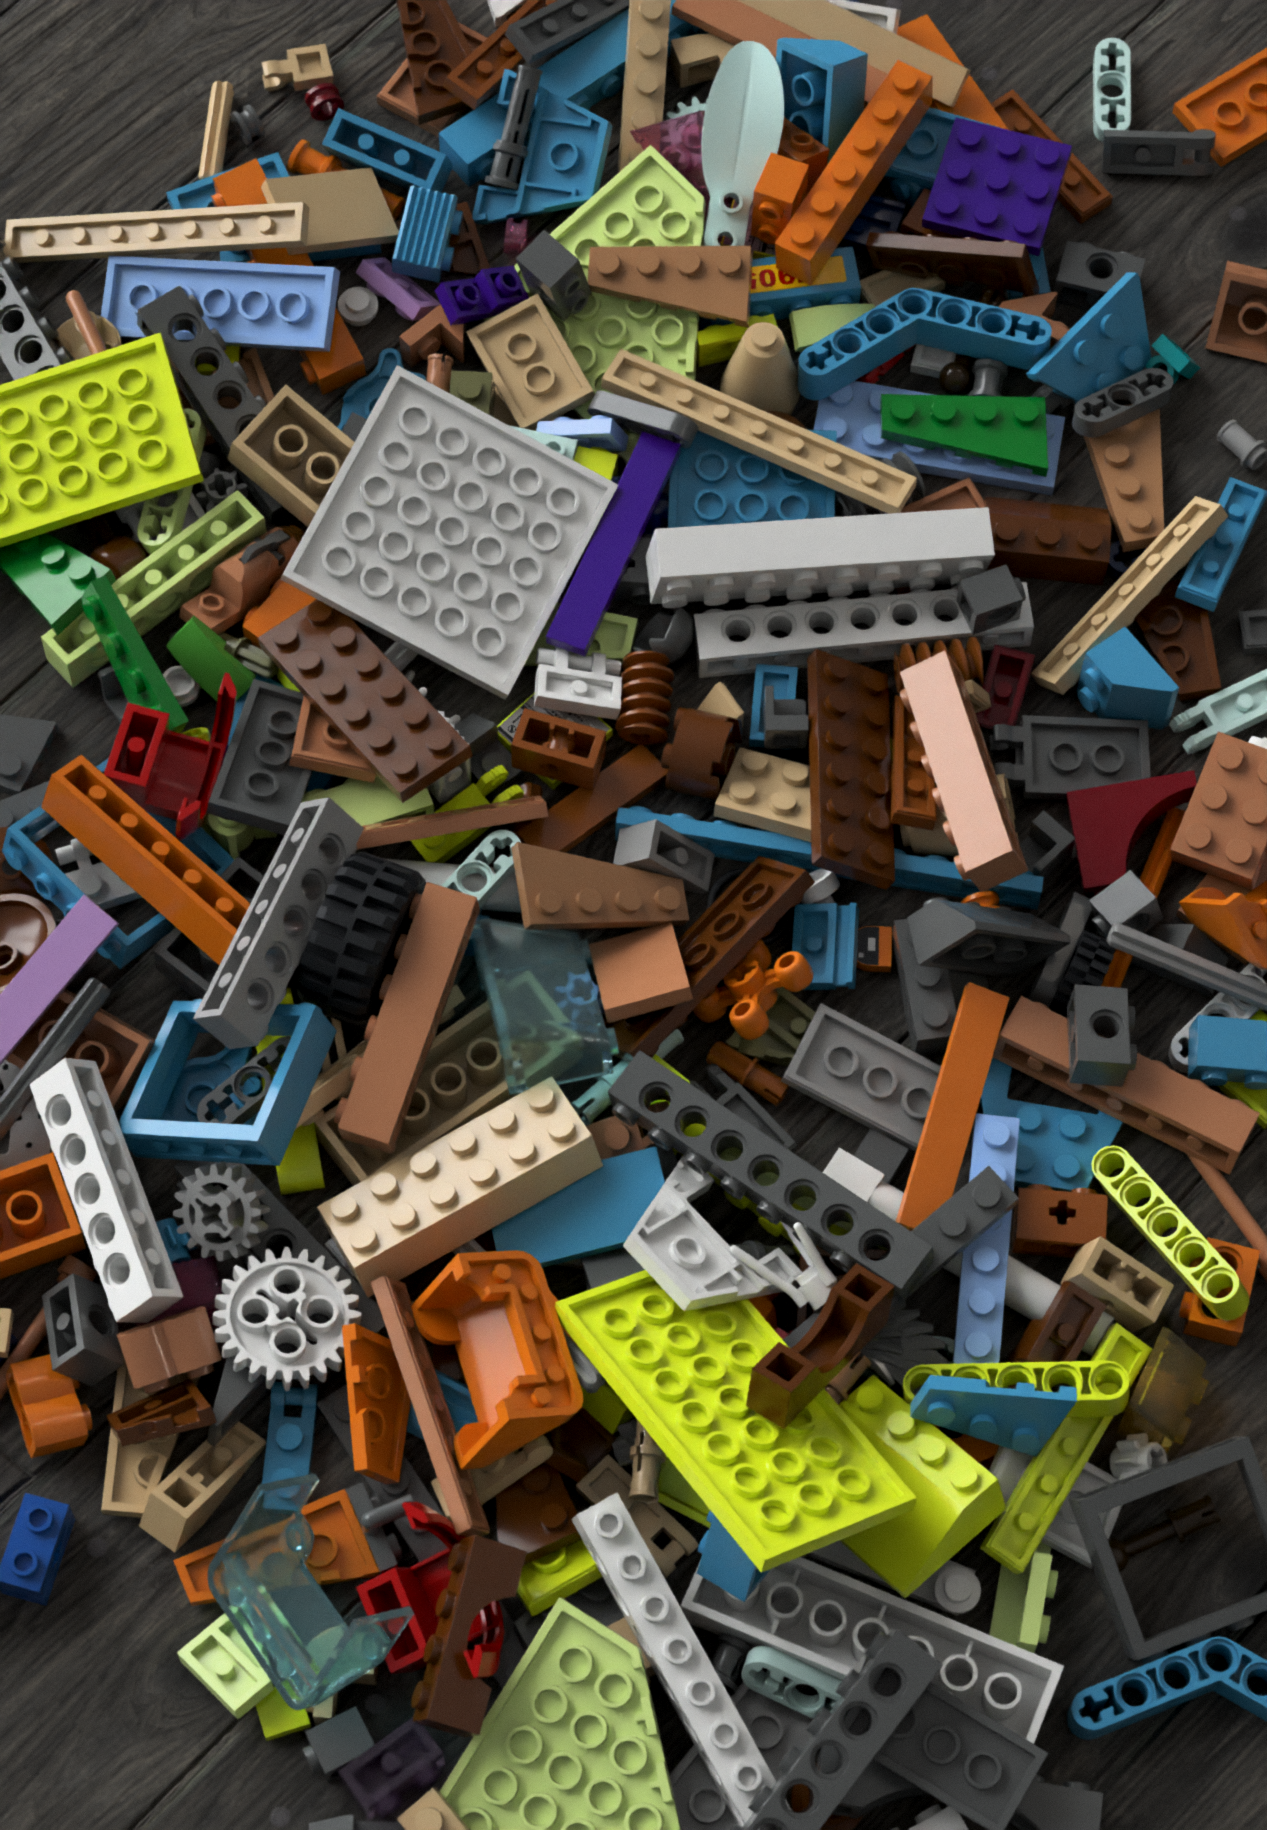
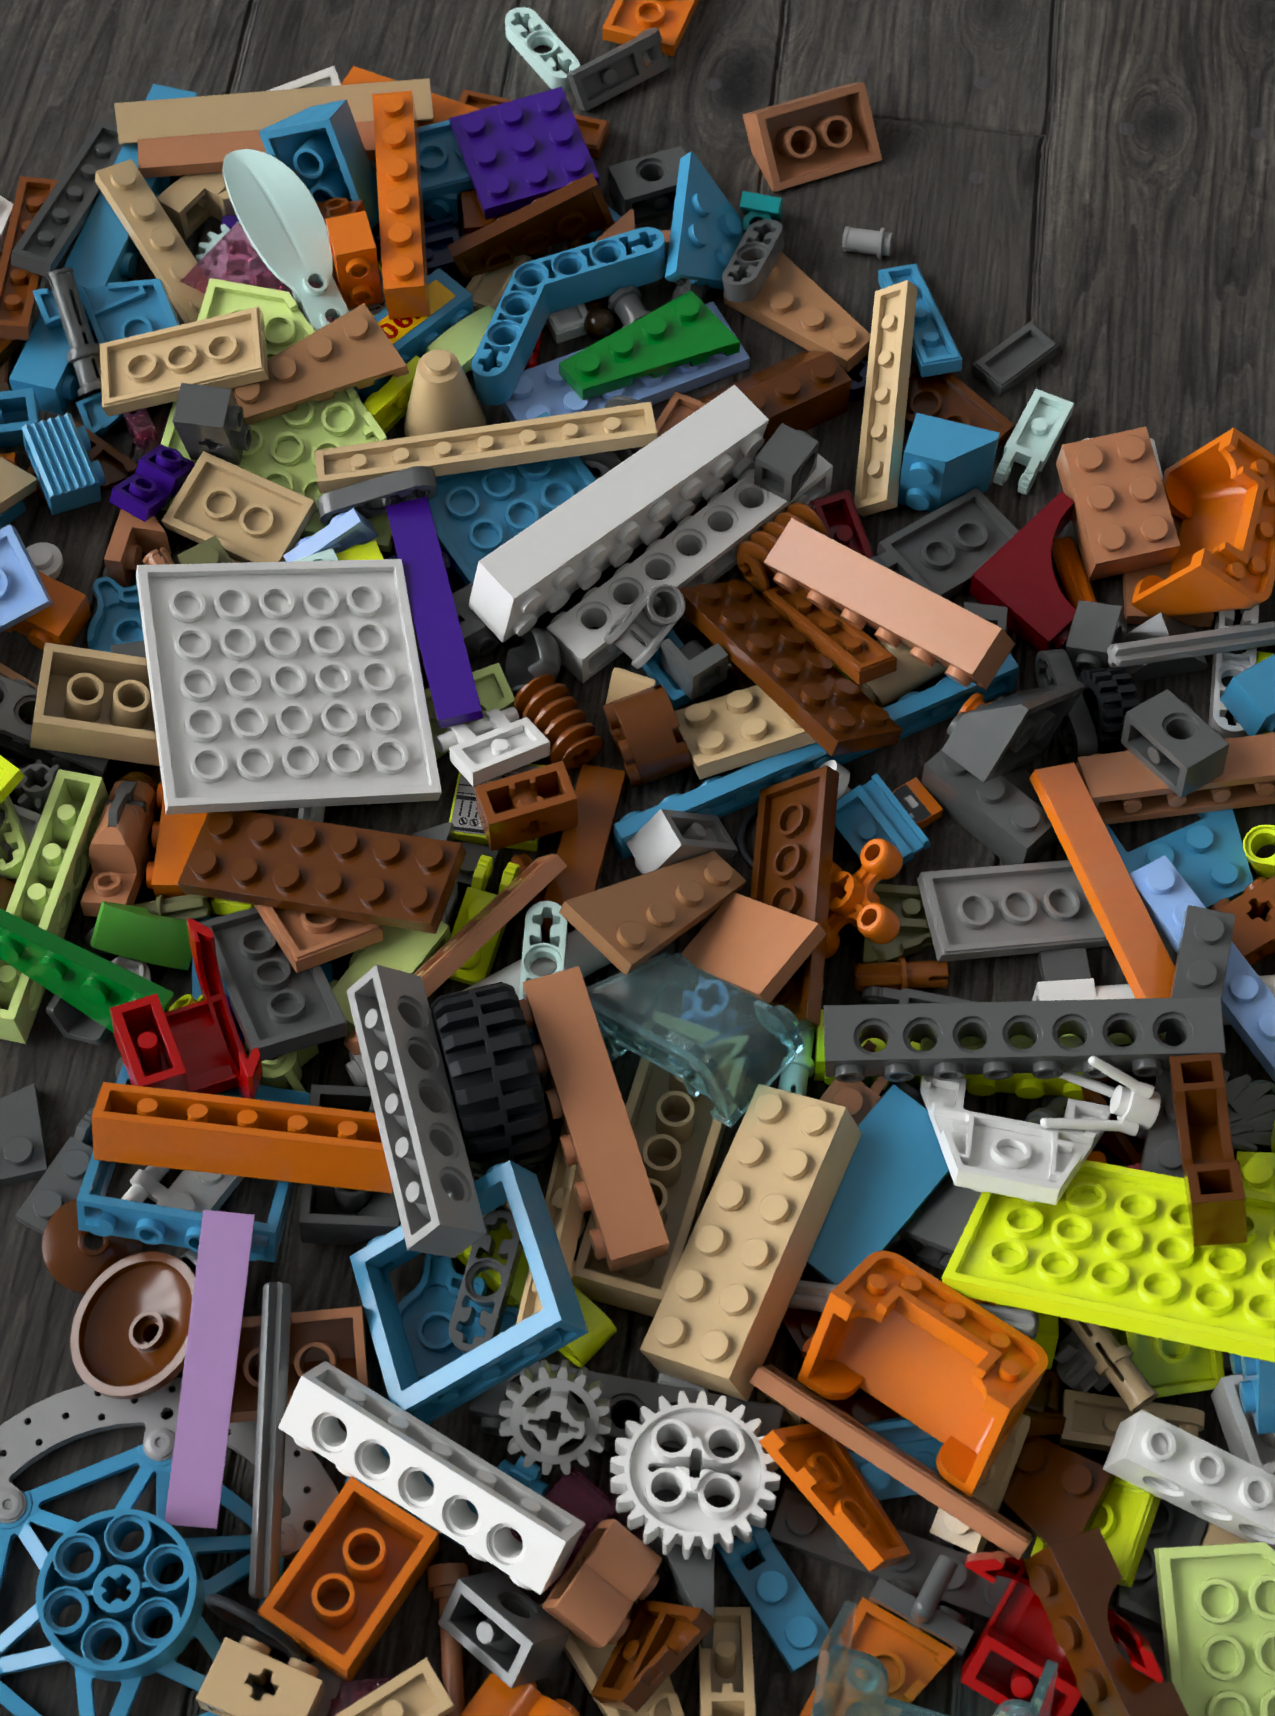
camera: 35 degrees left, 5 degrees down
(407, 296) = (49, 528): lavender plate -> none
(576, 206) = (206, 352): none -> tan tile
(765, 663) = (641, 629): none -> light grey piece

